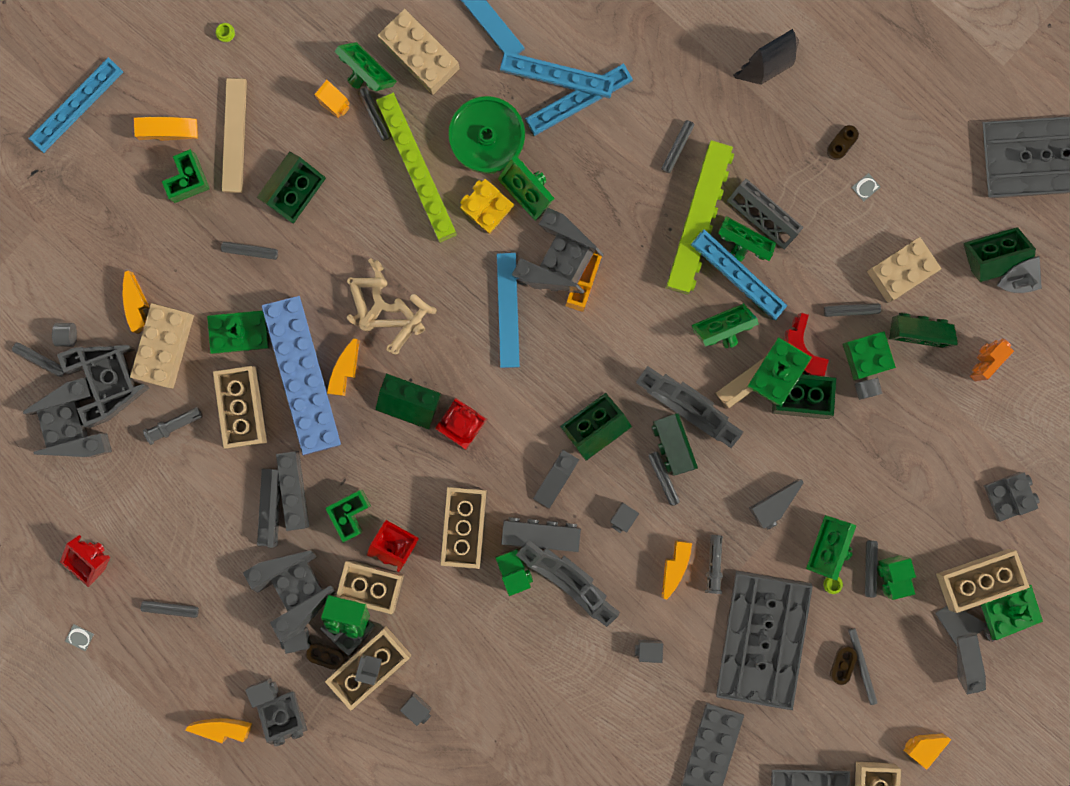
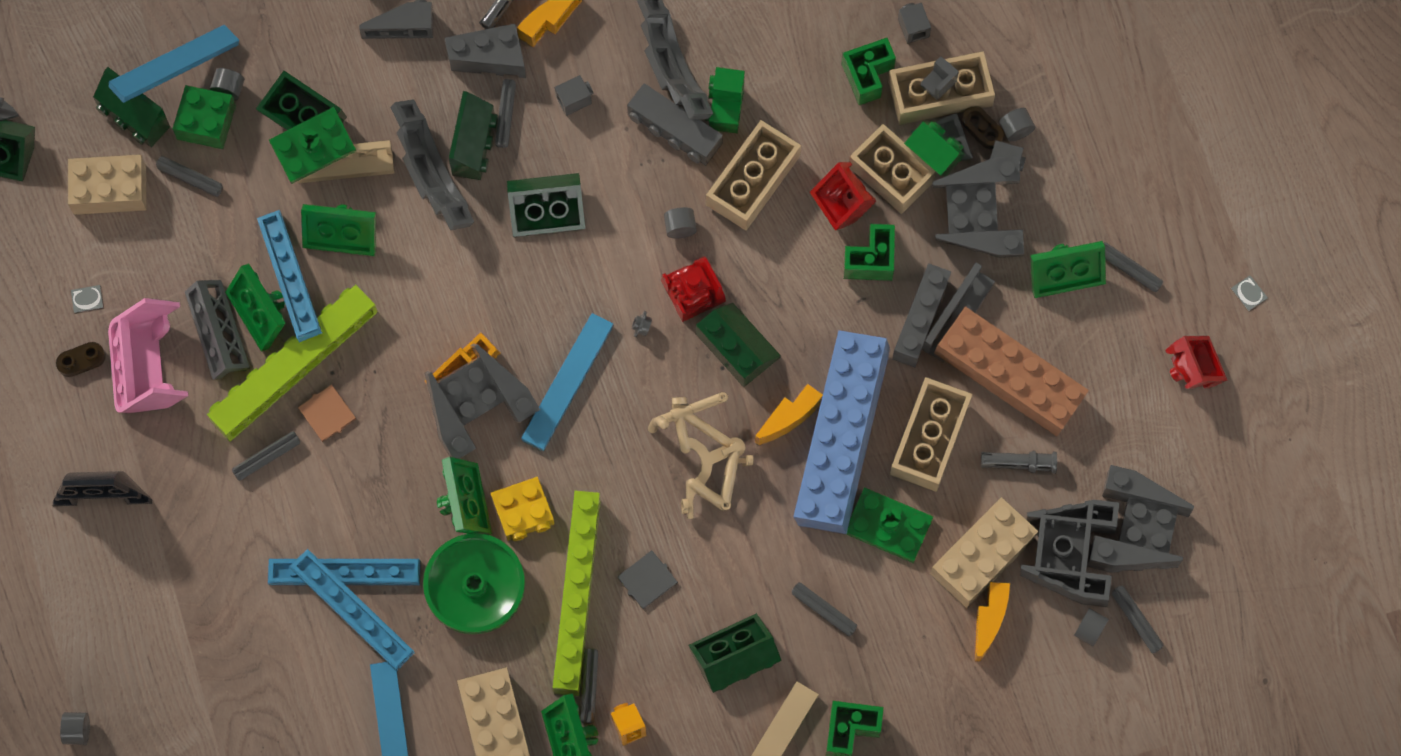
camera: 145 degrees left, 15 degrees down
(208, 483) = (1011, 371): none -> nougat brick
(208, 581) = (1068, 269): none -> green plate
(221, 728) = (1139, 113): light orange slope -> none
(262, 692) = (1072, 126): dark grey brick -> none
(282, 719) = (1065, 88): dark grey plate -> none
(301, 671) = (1017, 124): none -> dark grey piece
(377, 206) = (647, 579): none -> dark grey piece
(432, 652) = (863, 67): none -> green brick
(480, 377) = (641, 324): none -> dark grey plate
(495, 464) = (680, 222): none -> dark grey piece
(556, 479) = (620, 175): dark grey slope -> none
(656, 199) = (327, 413): none -> nougat piece
(702, 516) = (488, 51): none -> dark grey wedge
(800, 158) = (137, 358): none -> bright pink windscreen
(817, 365) = (273, 175): red arch -> none
(913, 377) = (173, 63): none -> dark azure tile
(992, 357) = (76, 38): orange plate -> none

